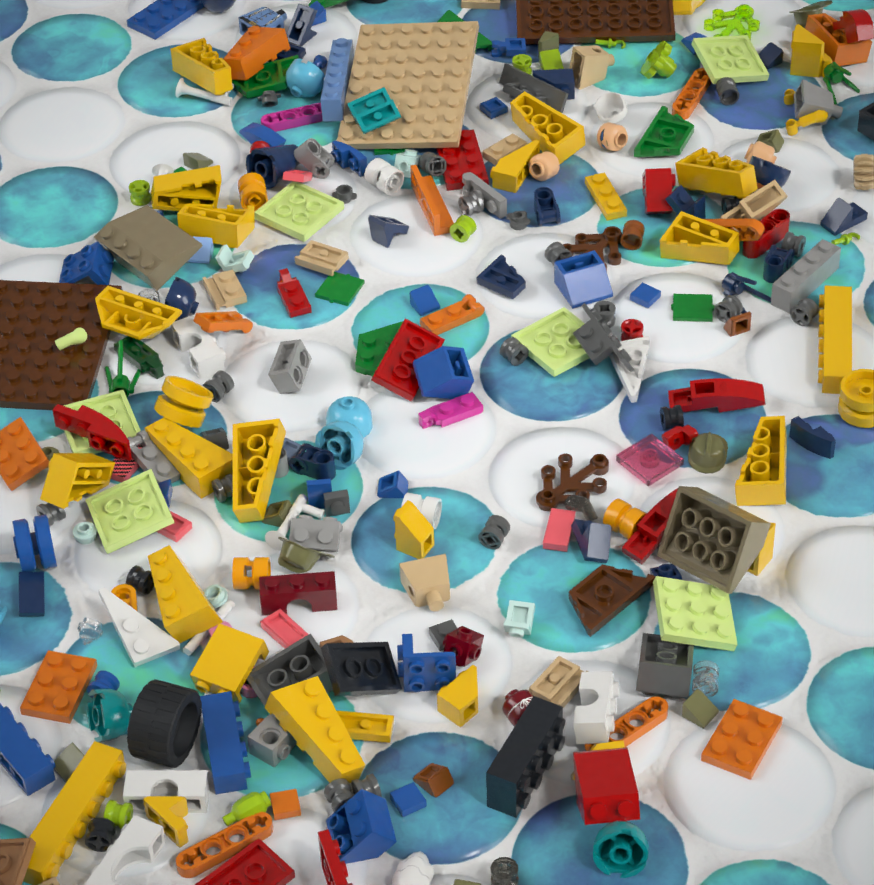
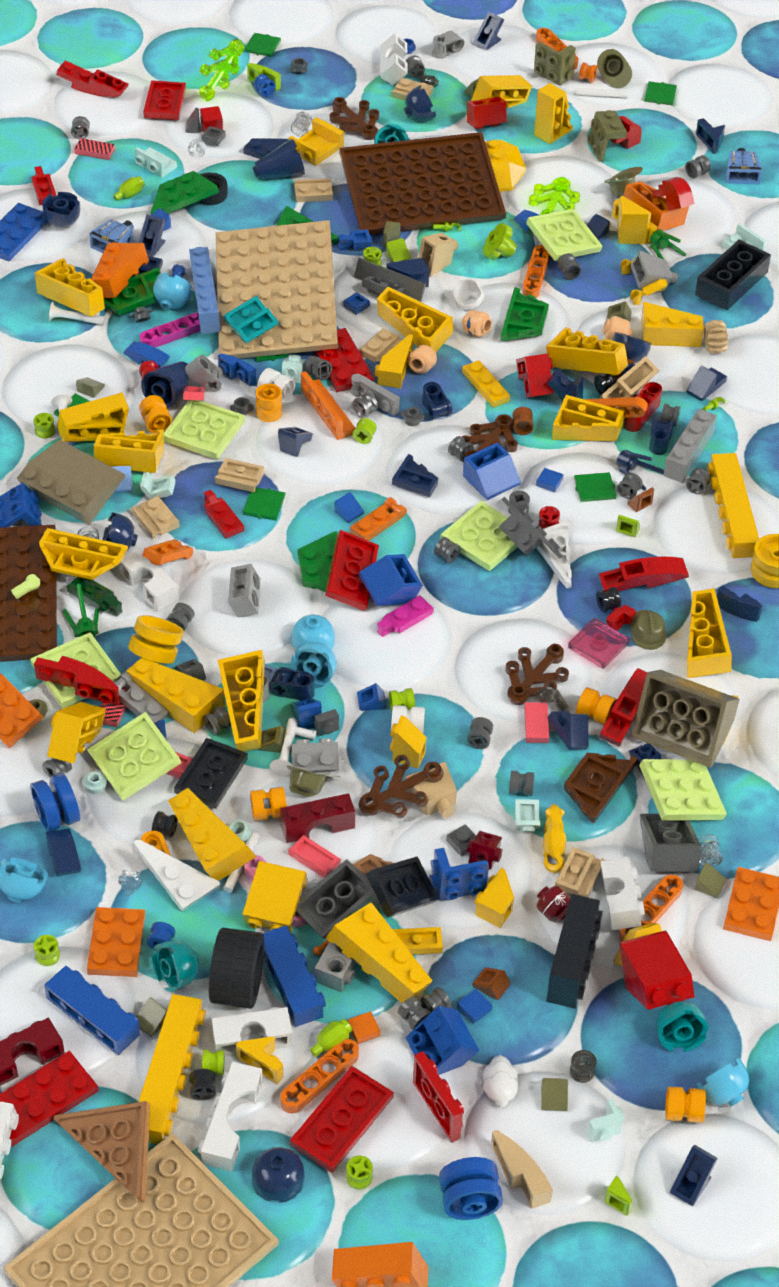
camera: 15 degrees left, 5 degrees up
(205, 536) = (212, 772): none -> black plate
(362, 585) = (398, 789): none -> reddish brown plant
(371, 192) = (269, 402): none -> light orange wheel
(423, 488) = (402, 698): none -> lime wheel
(523, 586) = (516, 782): none -> dark grey wheel
(542, 644) = (554, 838): none -> yellow animal
(715, 348) = (627, 526): none -> lime slope
(819, 158) = (670, 327): none -> yellow wedge

